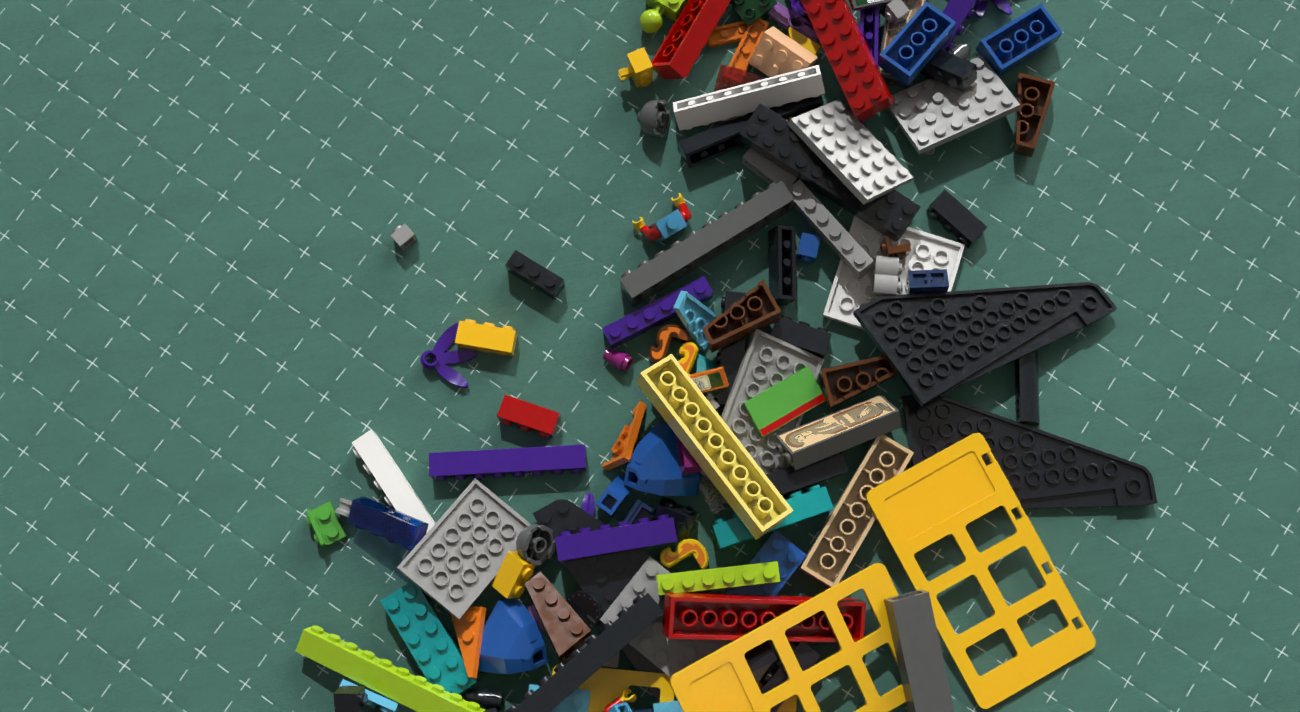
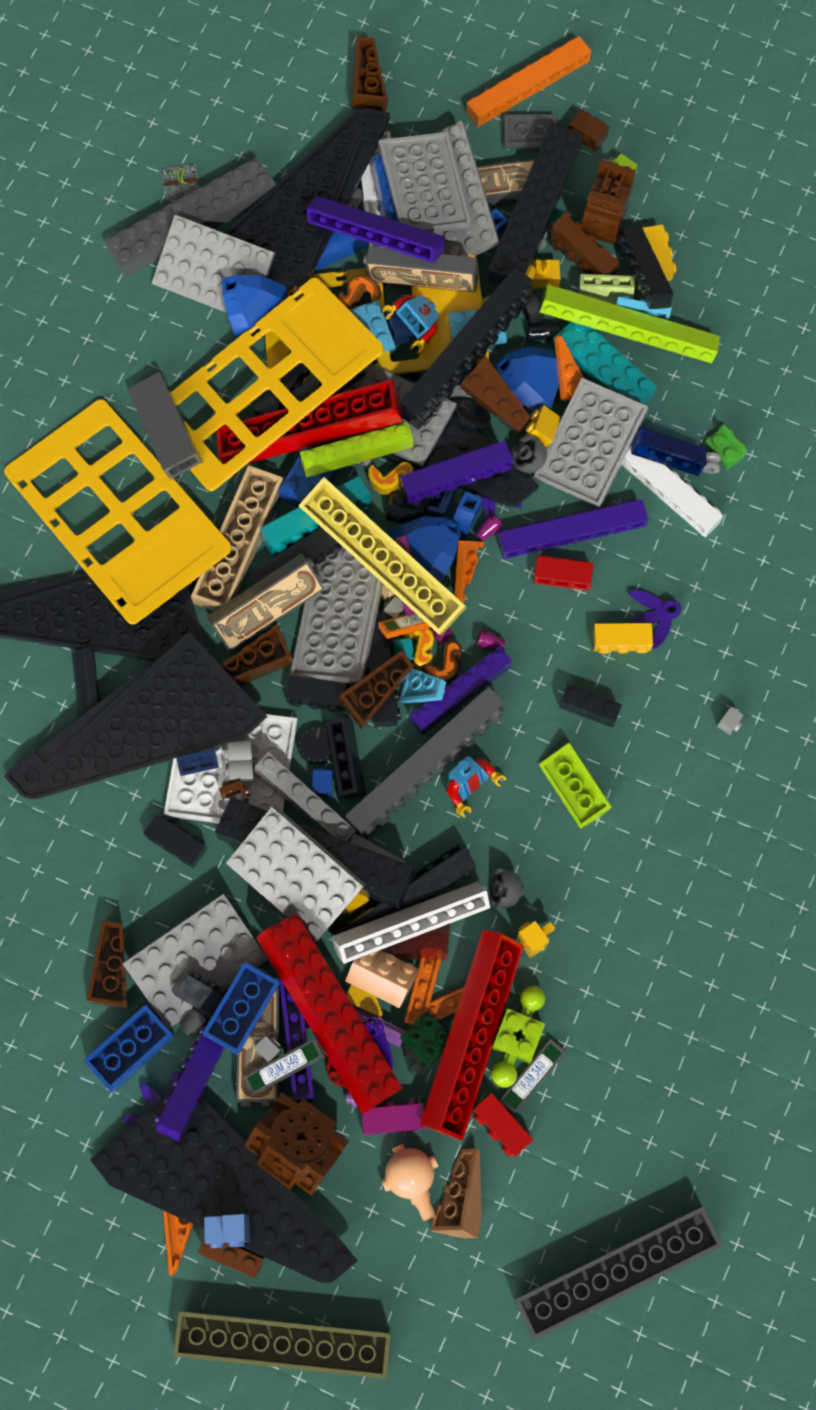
camera: 165 degrees right, 5 degrees down
(568, 203) = (575, 785): none -> lime slope
(593, 480) = (489, 527): none -> magenta cone
(784, 401) = (321, 624): bright green tile -> none
(809, 288) = (315, 745): none -> black tile

